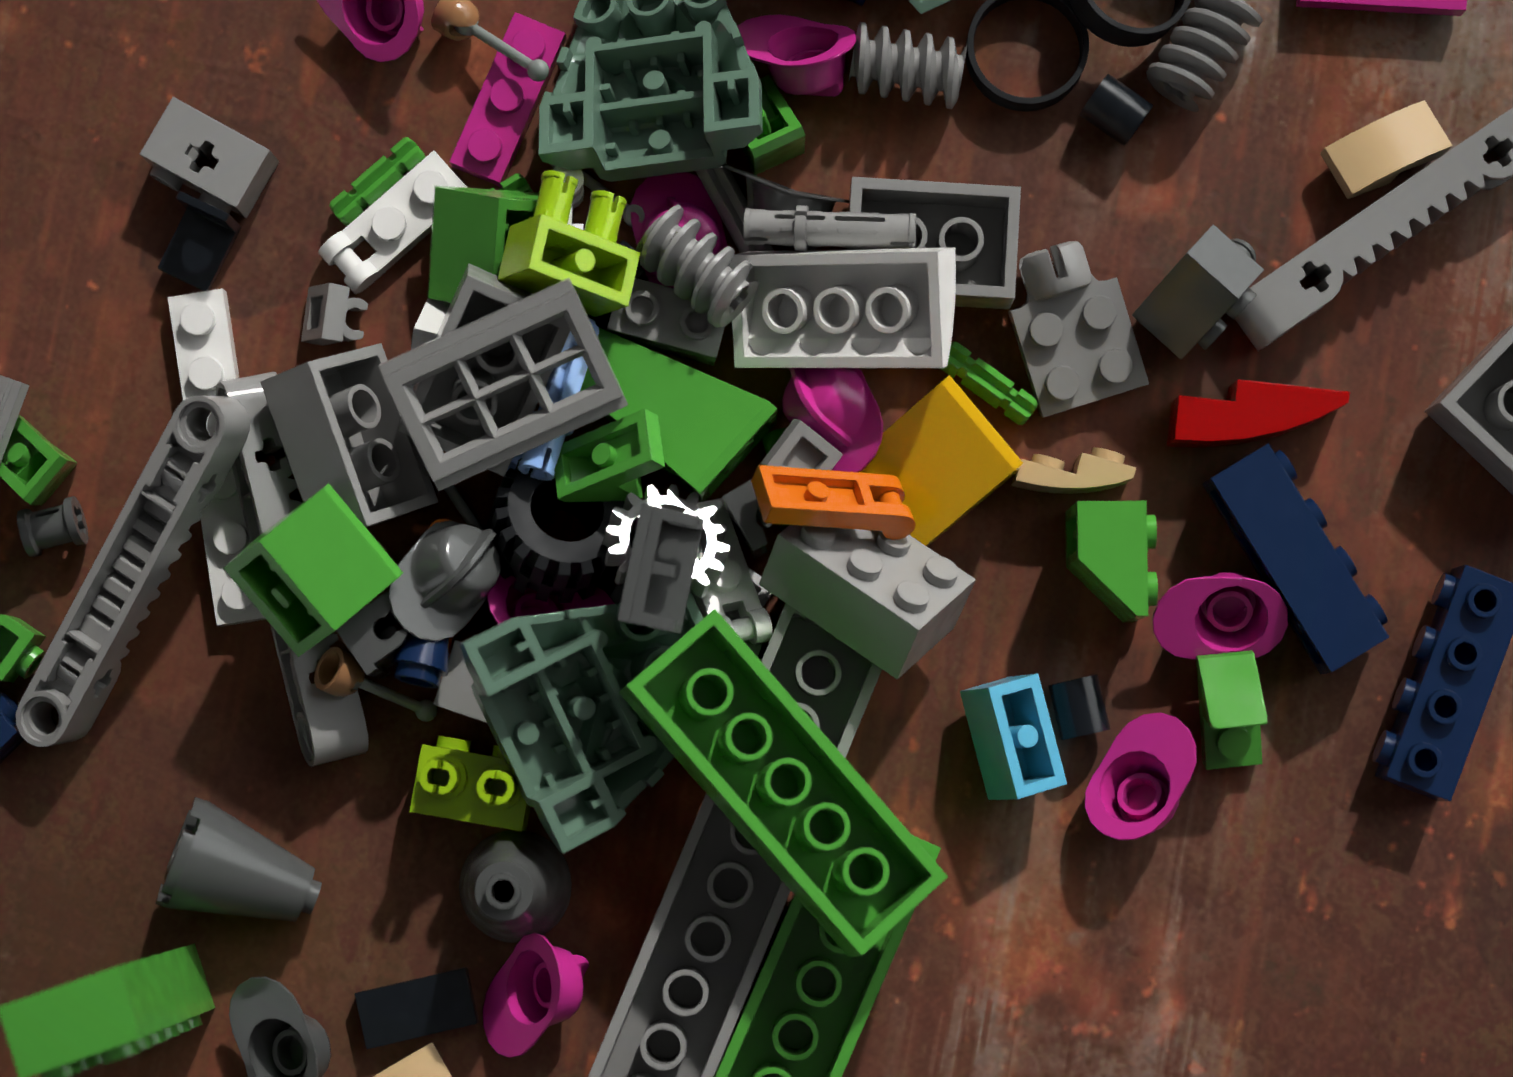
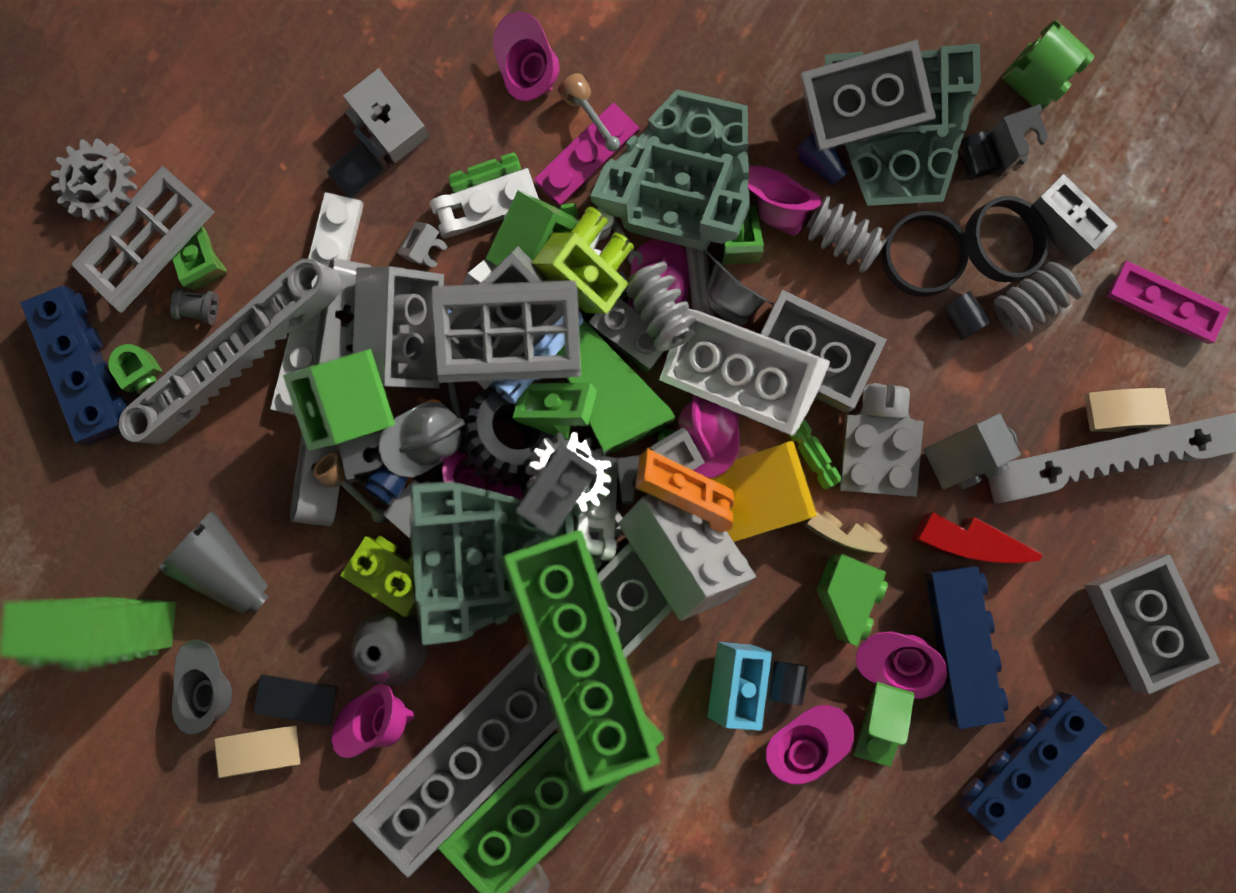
camera: 20 degrees right, 0 degrees up
(835, 229) = (755, 317): light grey pin -> none

